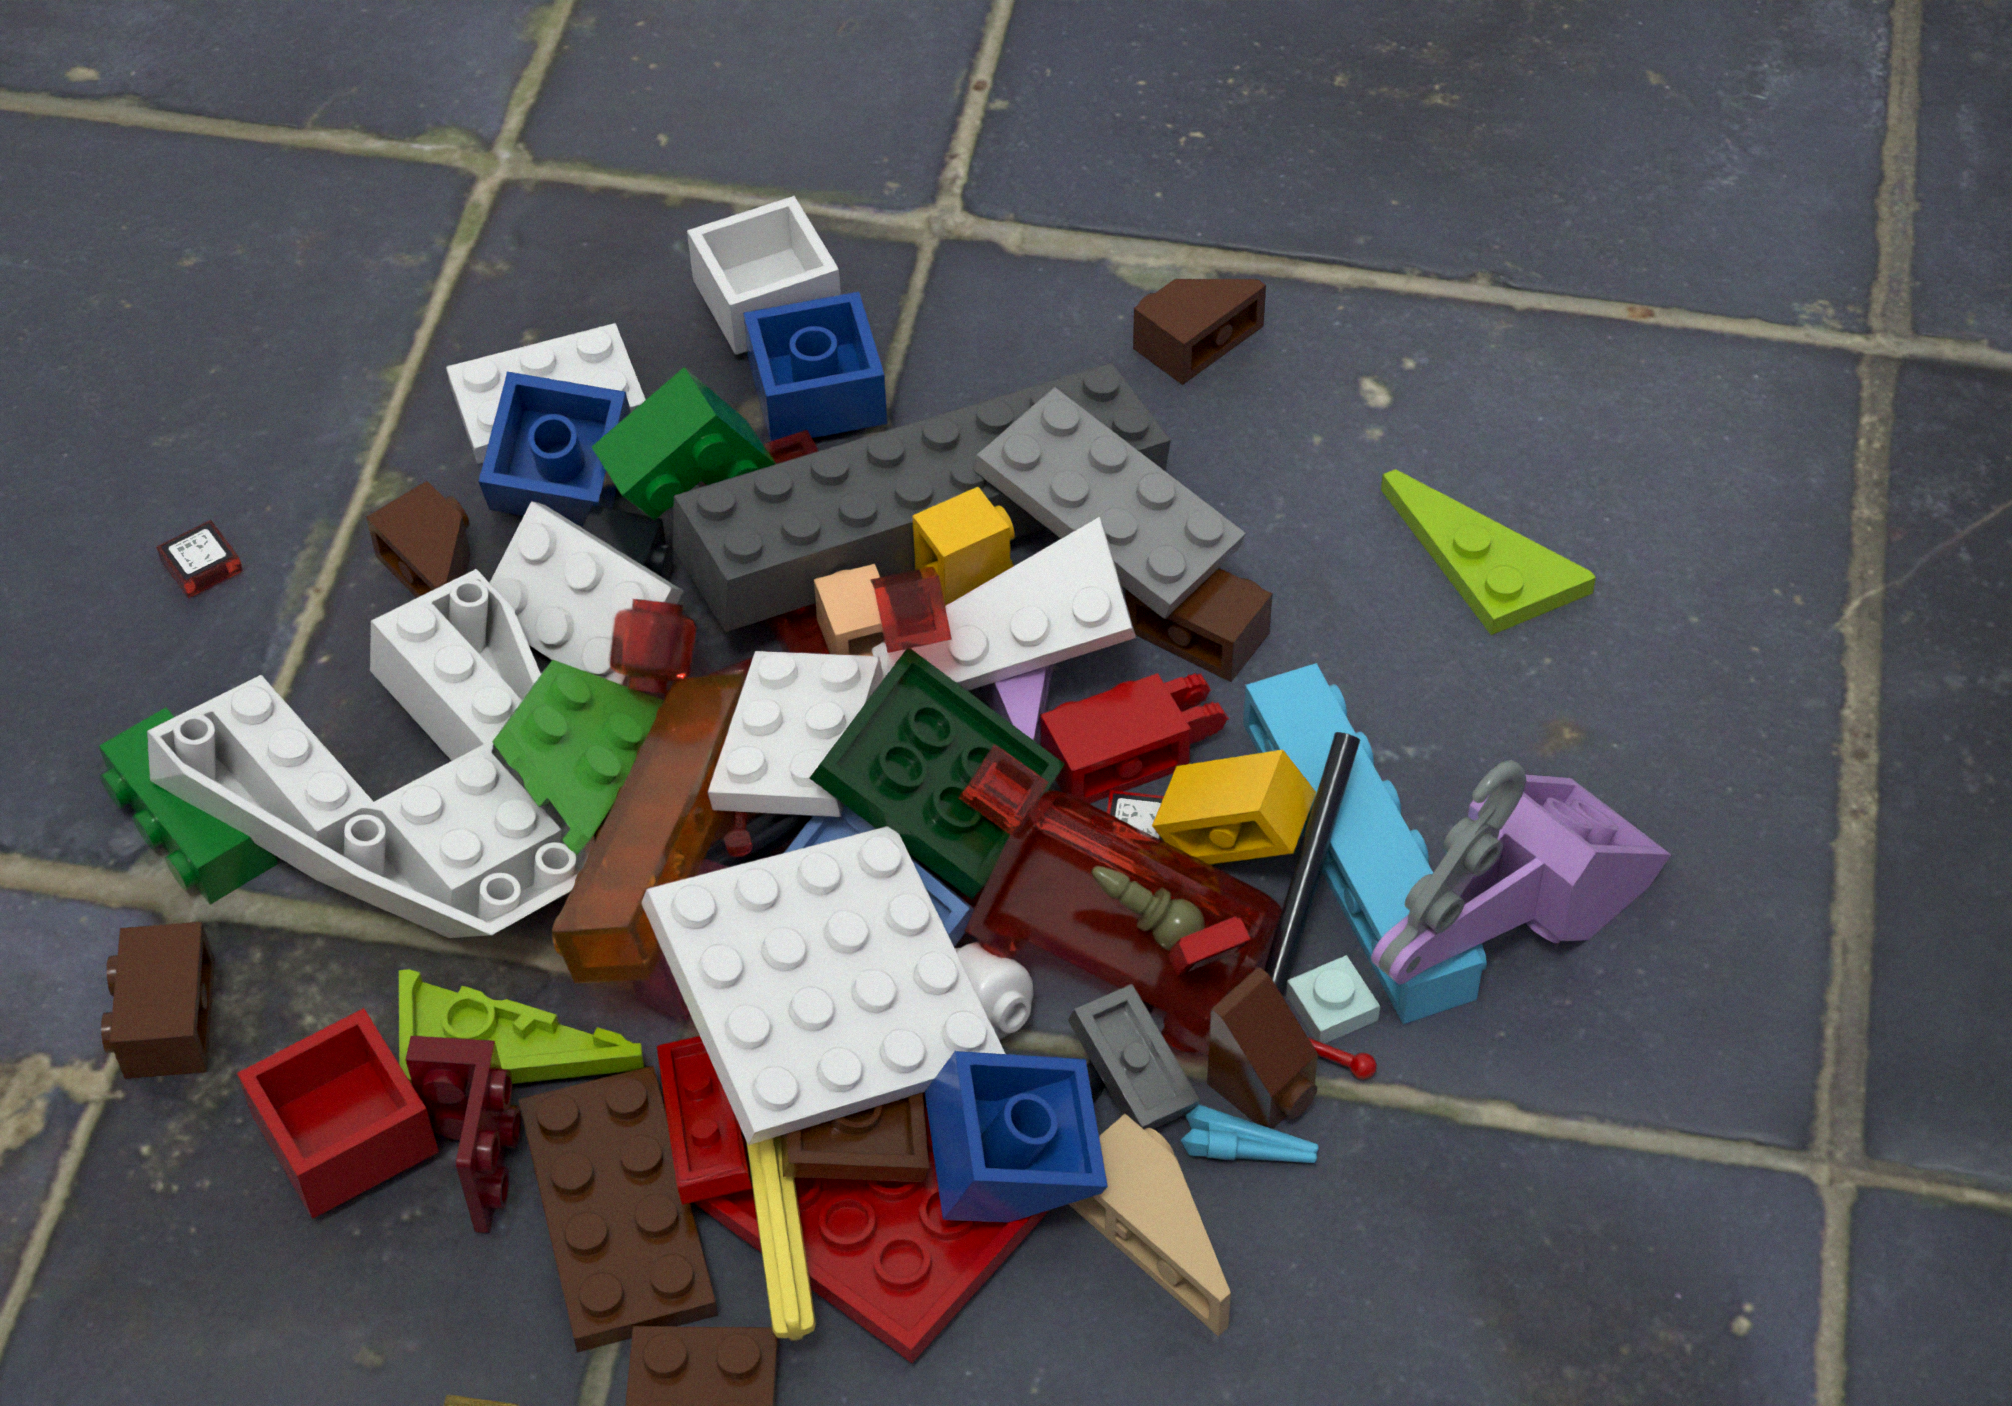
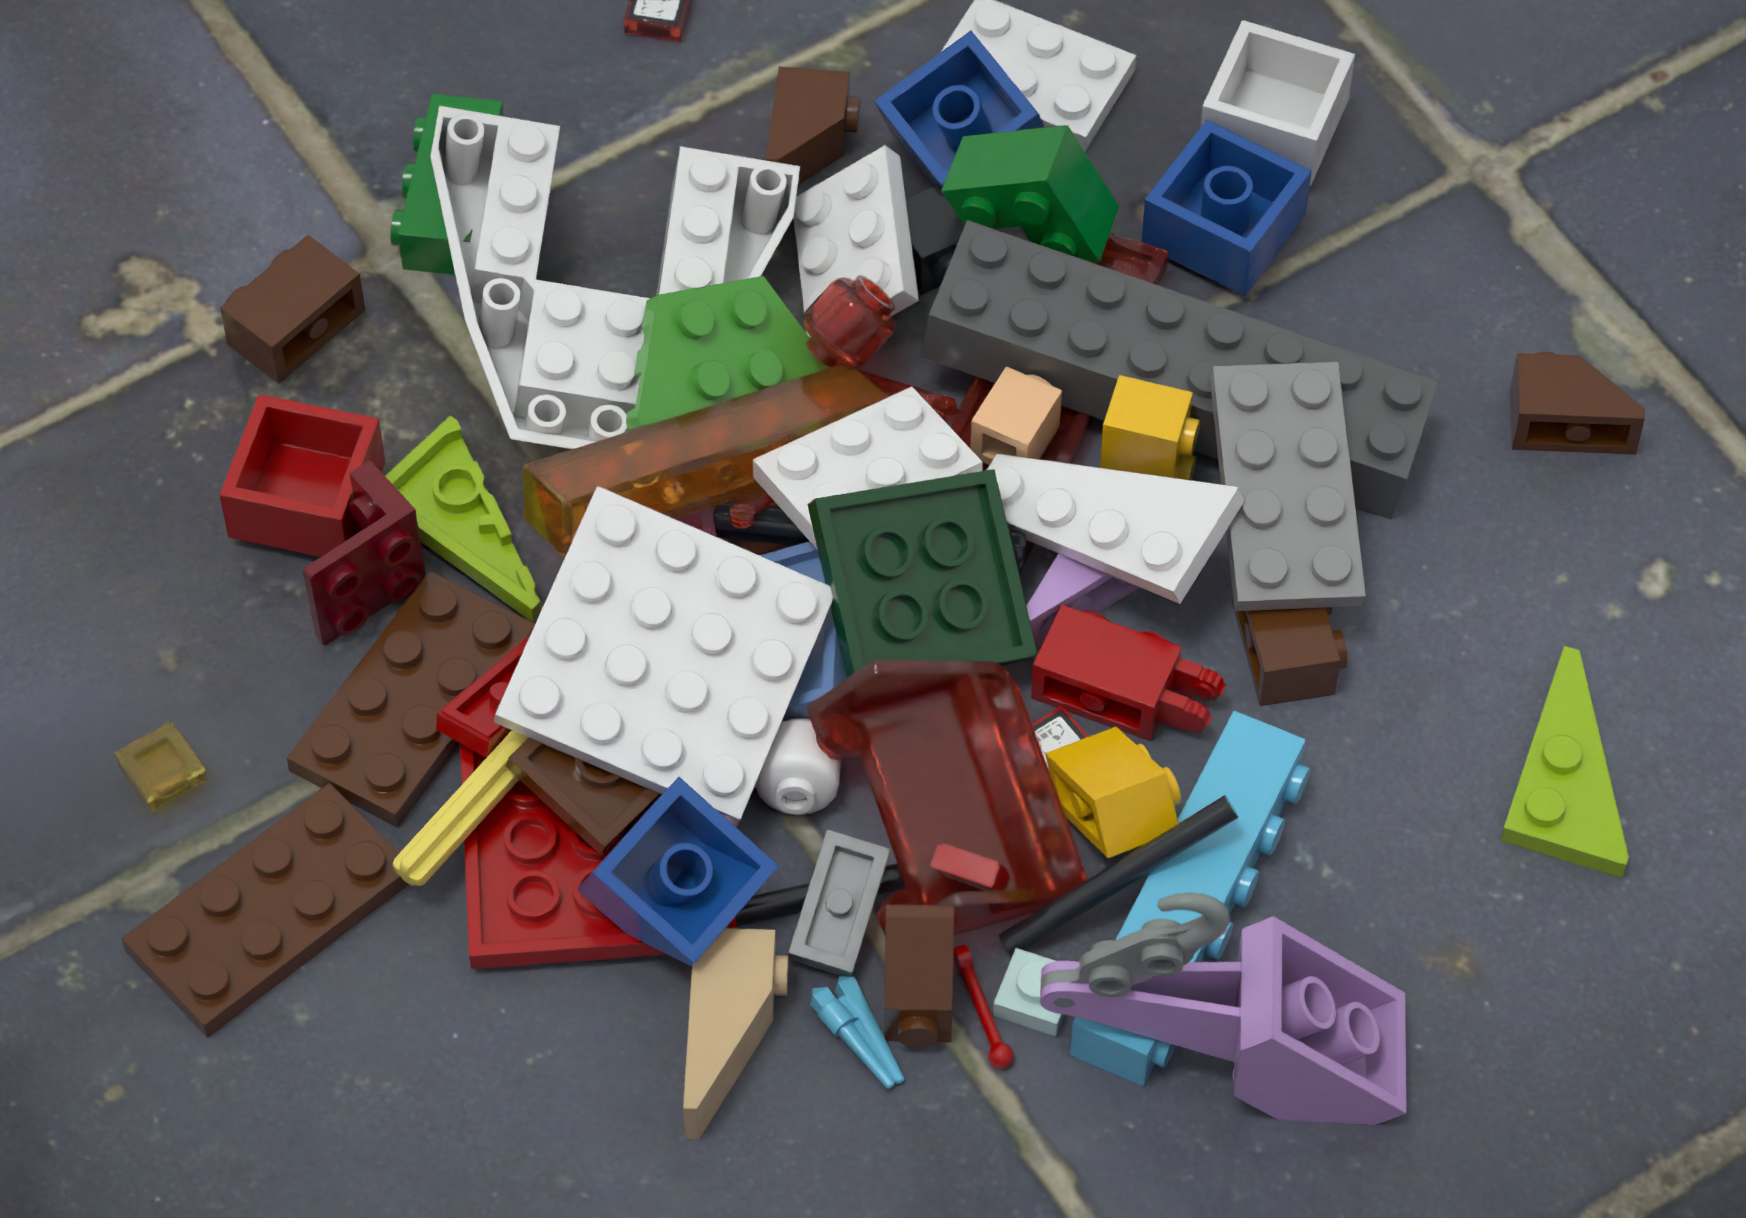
camera: 45 degrees right, 5 degrees up
(911, 609) = (1022, 442): clear red brick -> none
(1003, 789) = (951, 629): clear red tile -> none
(1157, 912) = (976, 828): olive bar -> none

